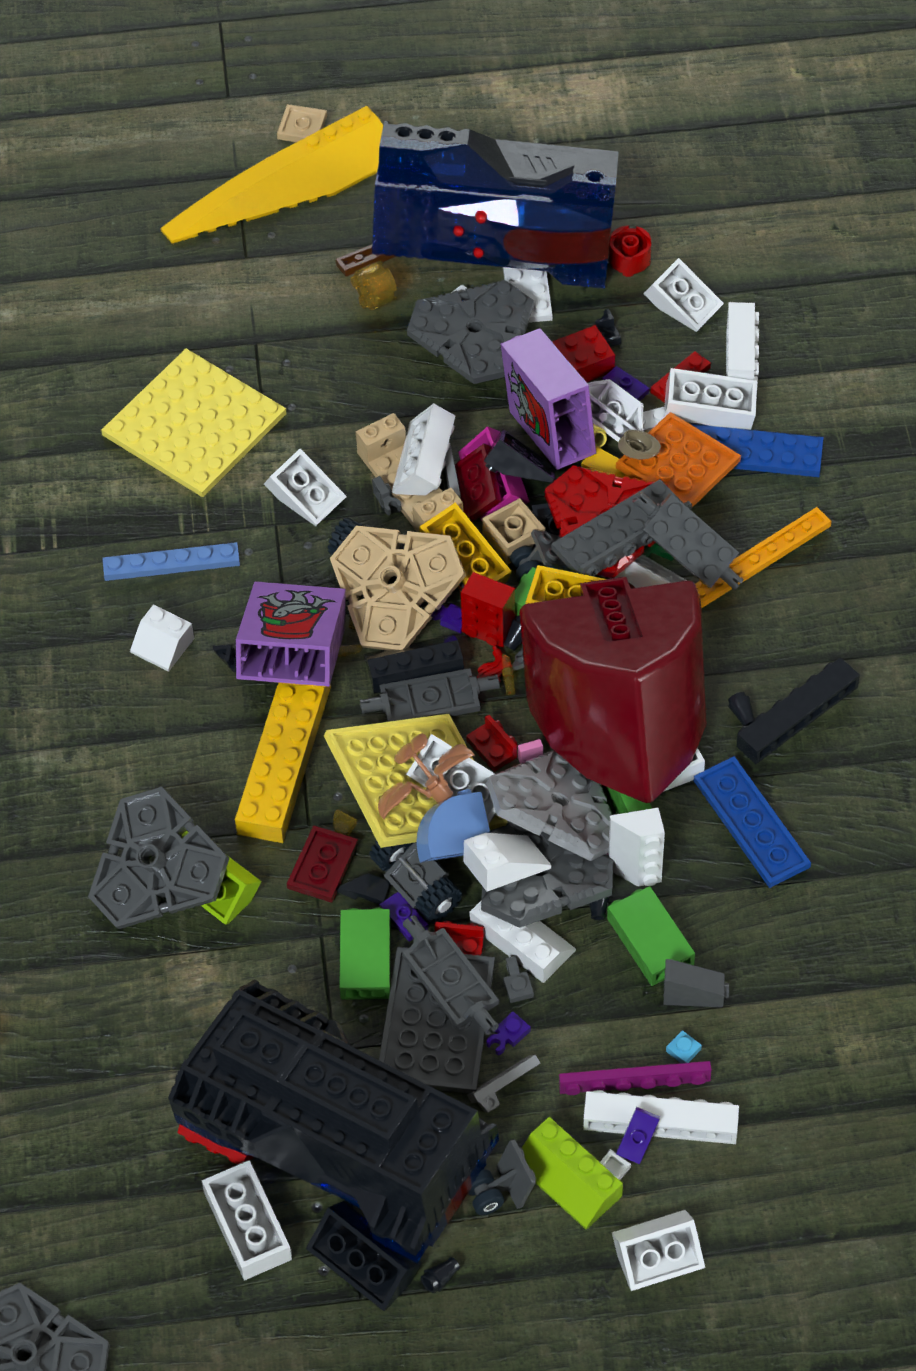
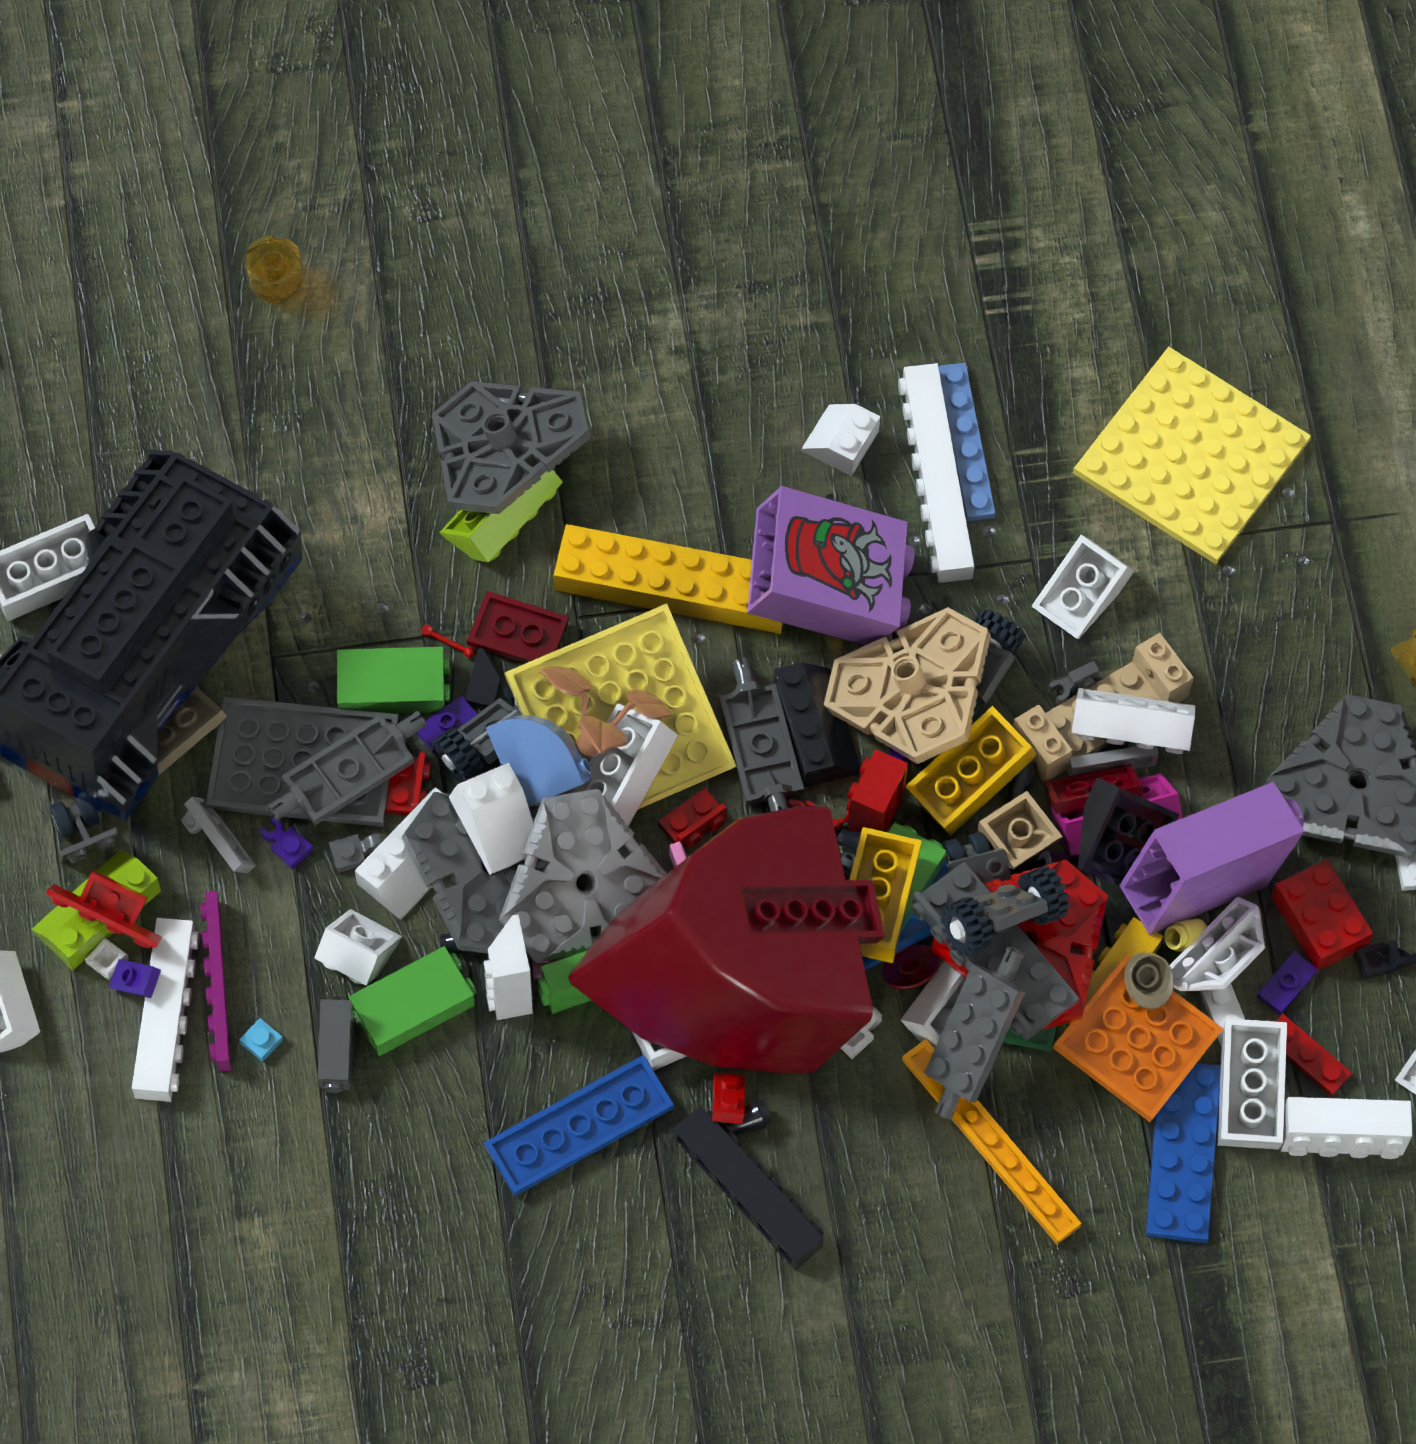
camera: 85 degrees right, 10 degrees up
(197, 576) = (937, 473): none -> white brick
(316, 933) = (427, 631): none -> red hinge
(581, 1142) = (110, 904): none -> red bracket
(601, 508) = (971, 919): none -> black plate
(604, 974) = (357, 947): none -> white slope
(729, 719) = (728, 1098): none -> red plate

